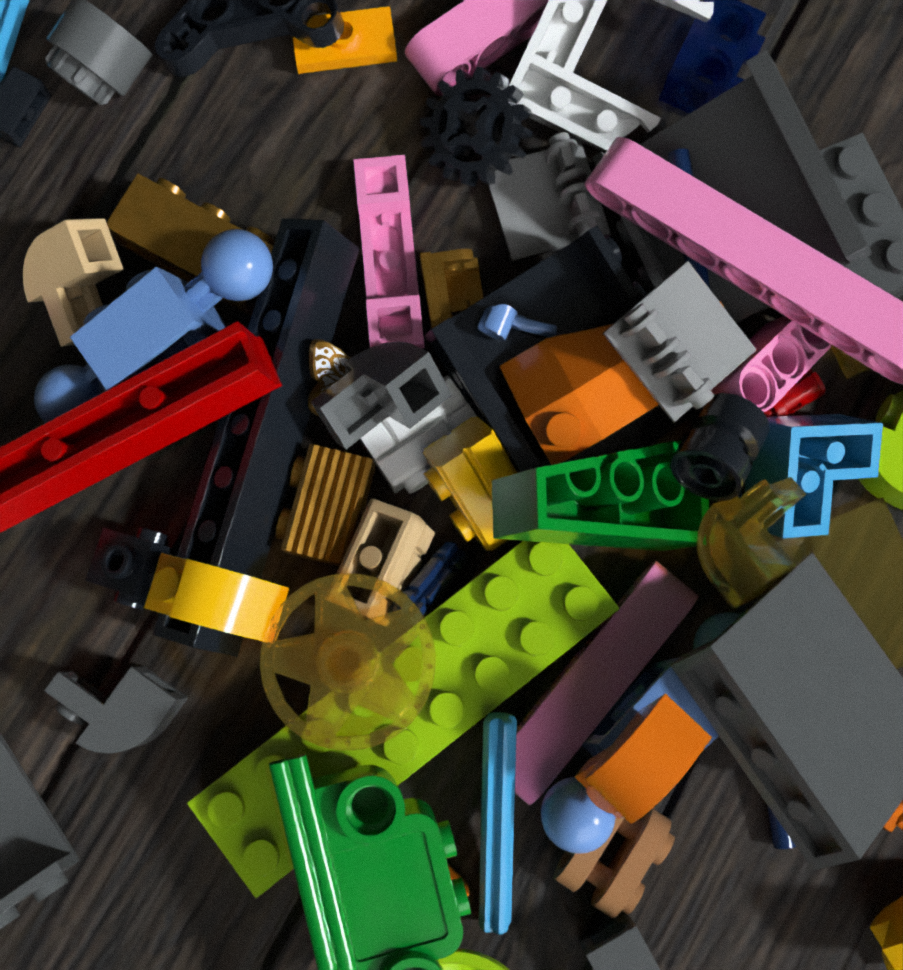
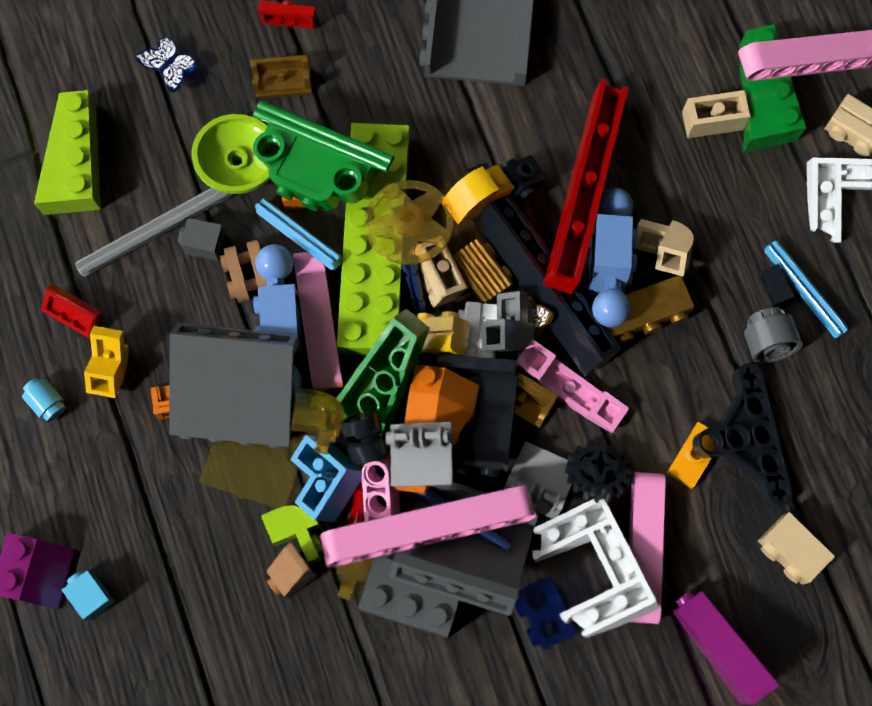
camera: 135 degrees right, 5 degrees down
(121, 721) = (465, 128): dark grey brick -> none
(500, 318) = (498, 400): medium blue hand -> none
(644, 760) = (274, 289): orange brick -> none

